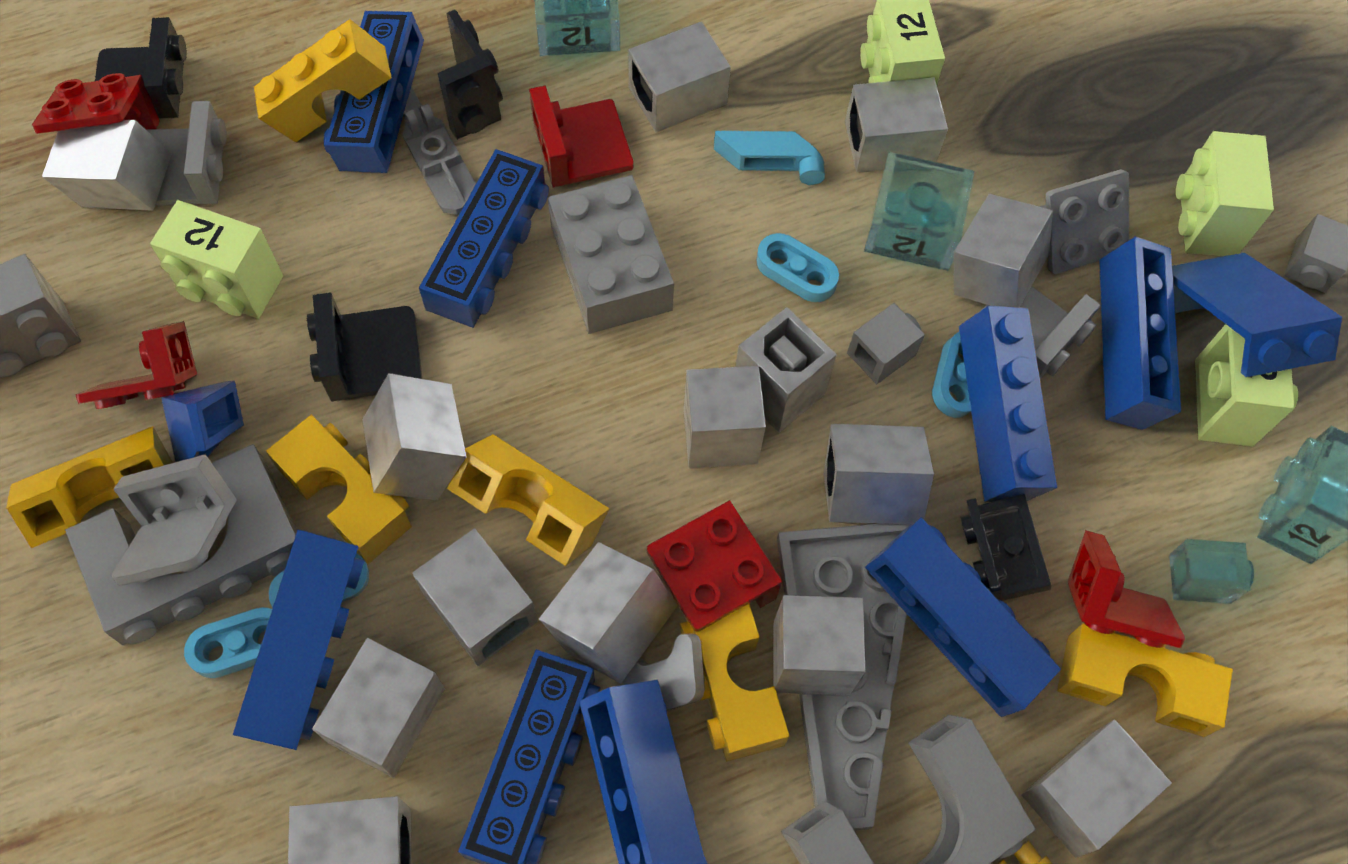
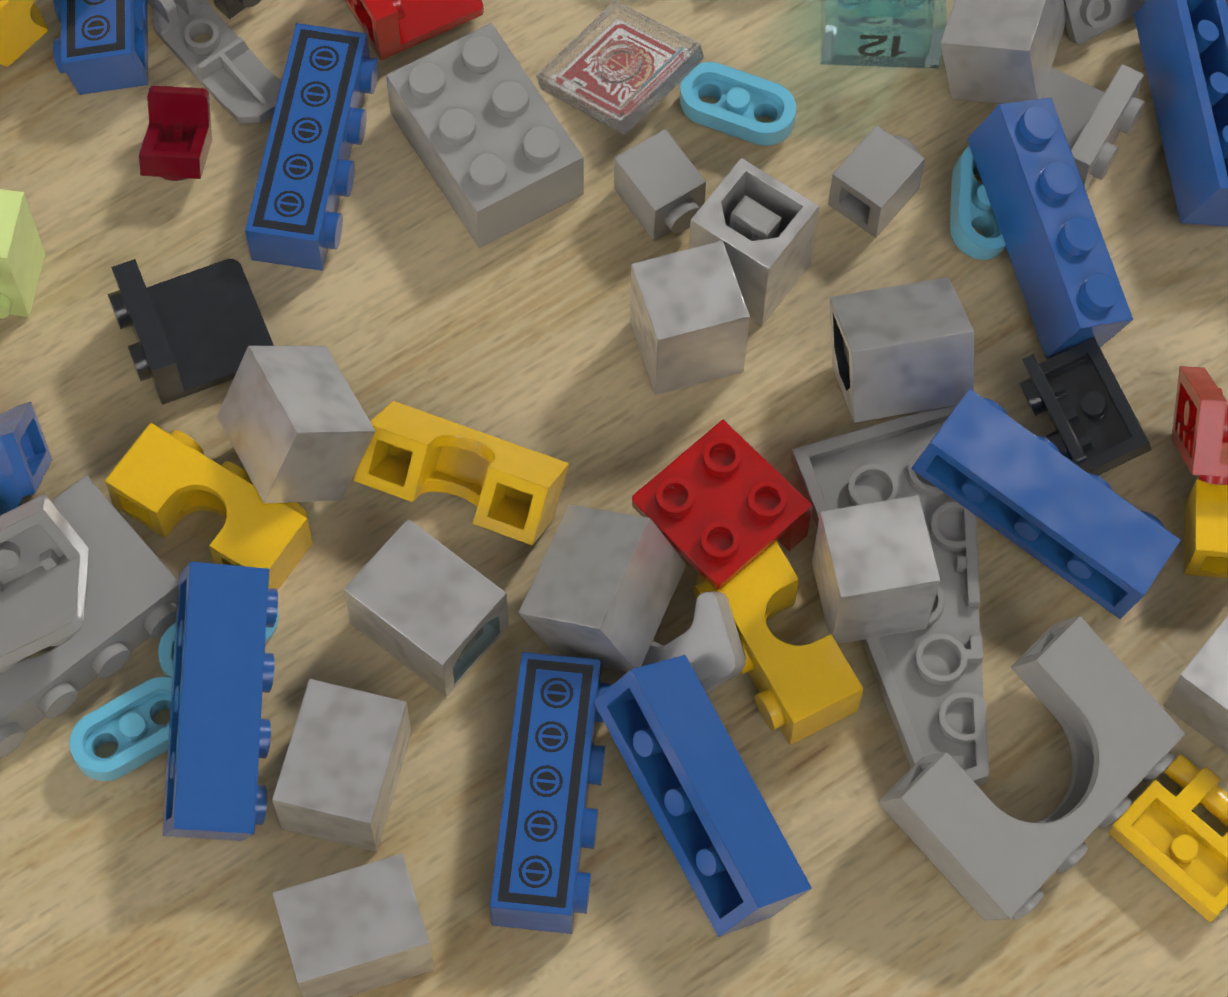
camera: 10 degrees left, 0 degrees up
(395, 211) = (176, 133): none -> dark red bracket
(719, 225) = (620, 67): none -> clear tile
(726, 314) = (659, 185): none -> light grey brick

